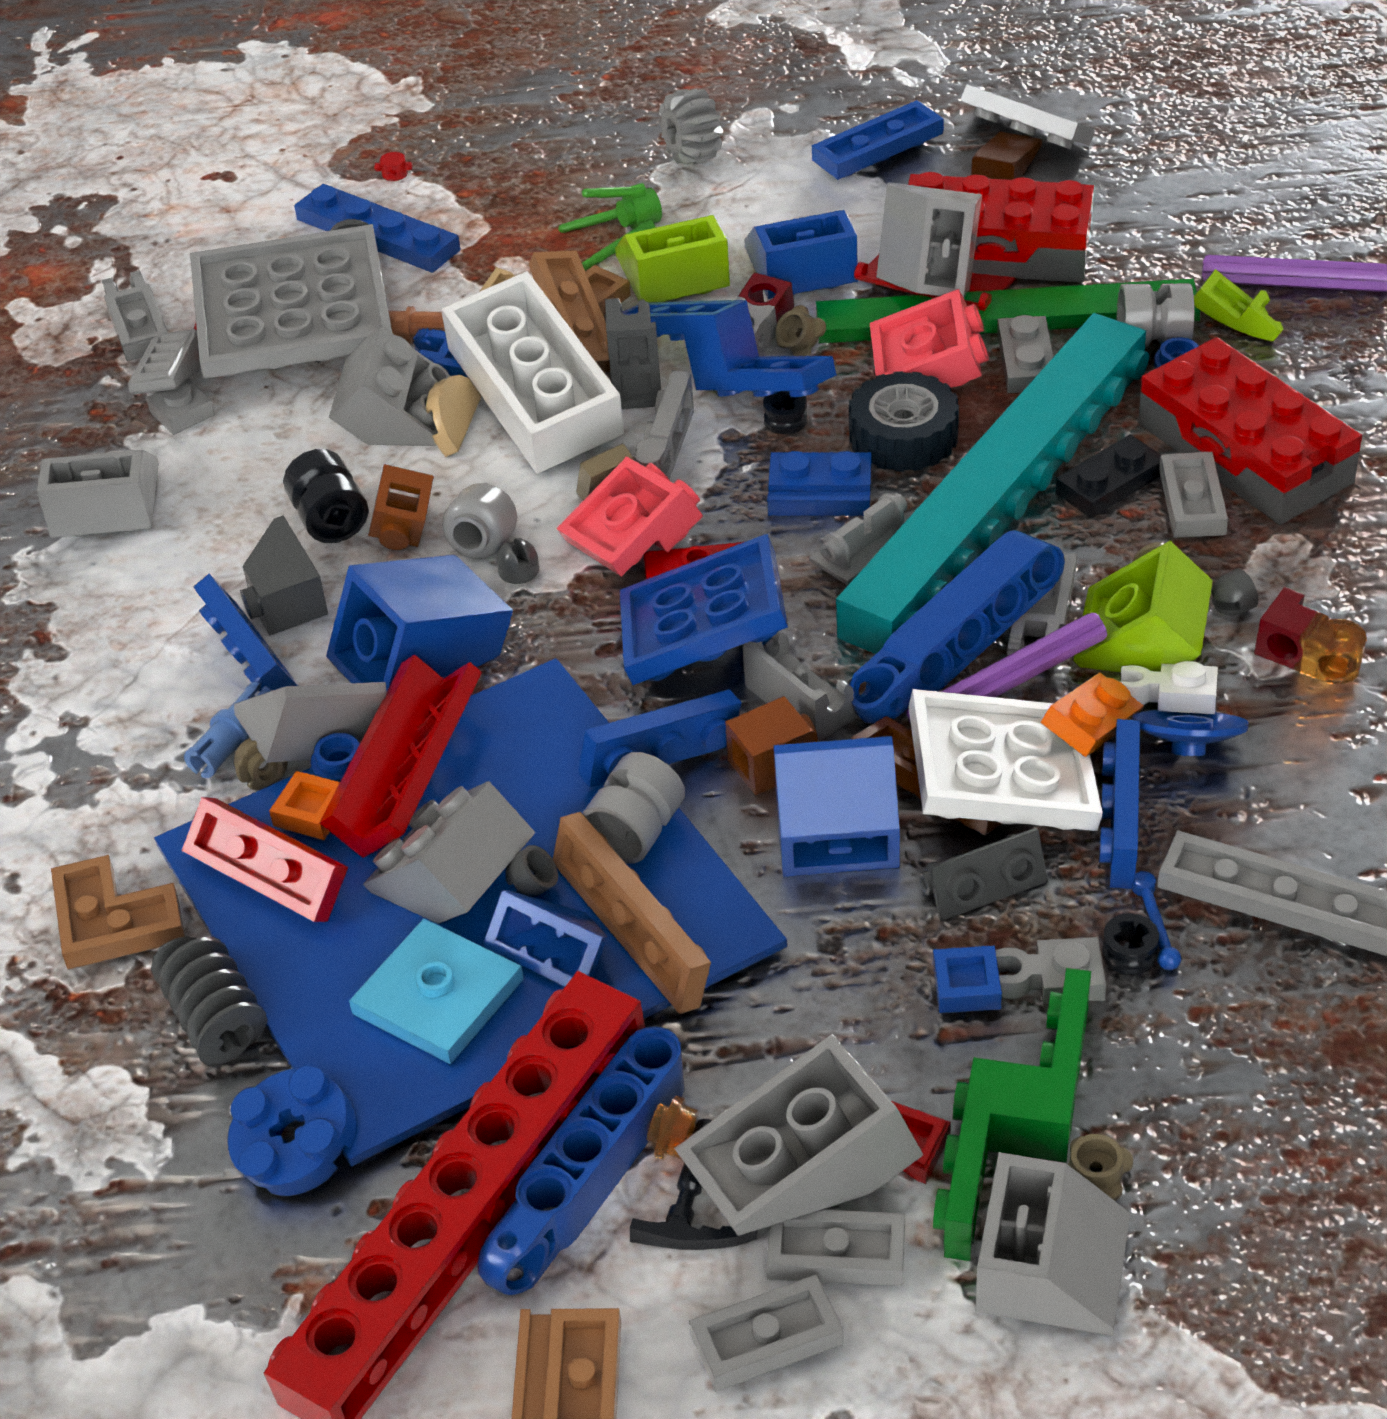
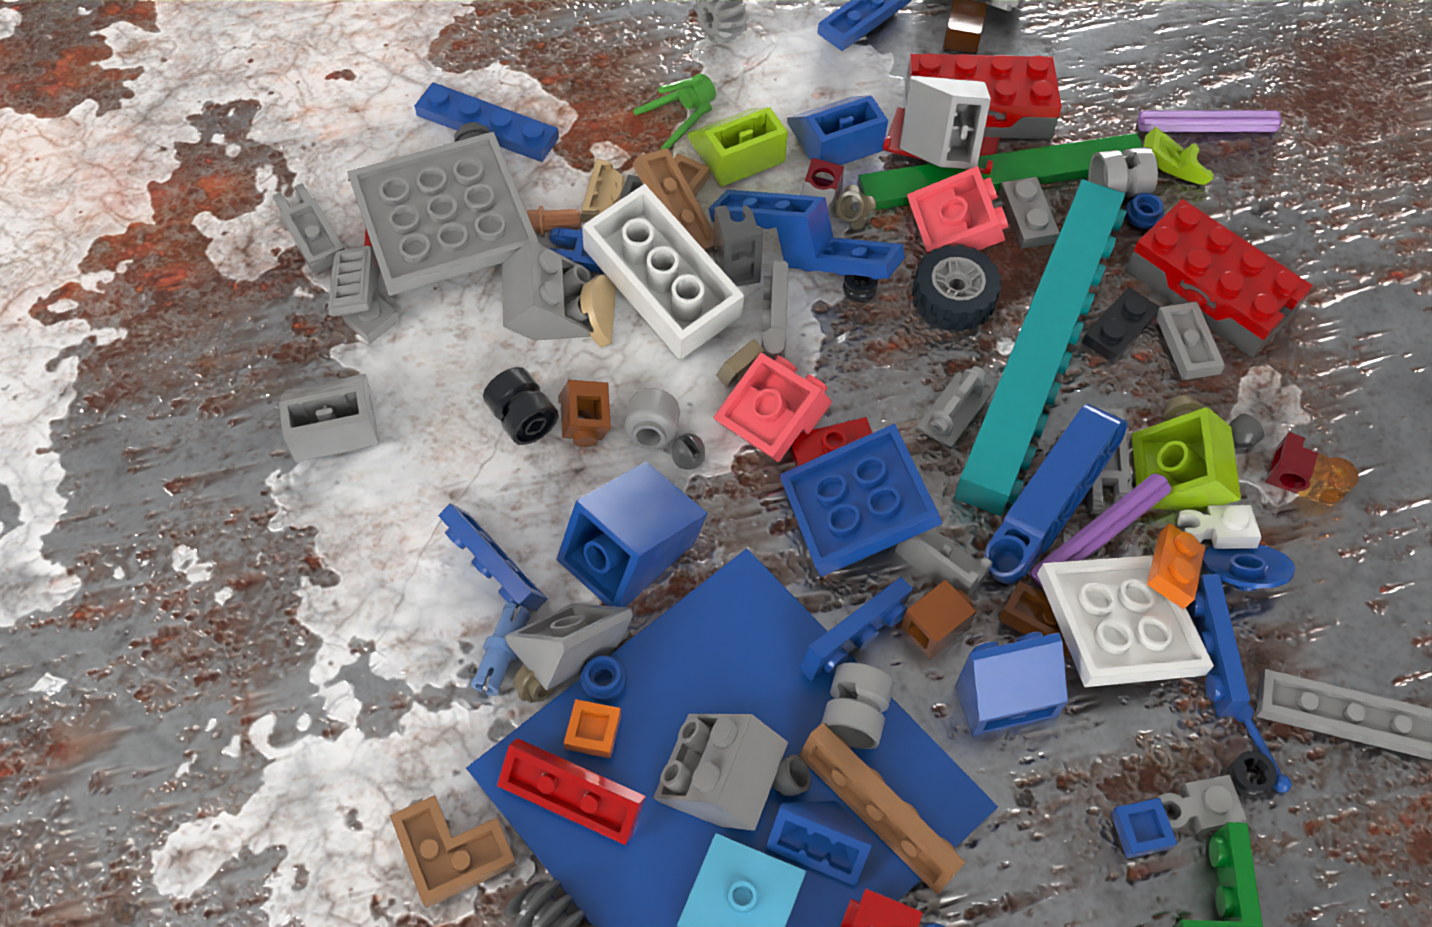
camera: 15 degrees left, 15 degrees up
(282, 581) = (506, 494): dark grey slope -> none
(393, 166) = (484, 58): red piece -> none
(398, 755) = (649, 673): red fence -> none
(819, 483) = (905, 352): blue plate -> none
(985, 874) = (1143, 710): dark grey hinge -> none

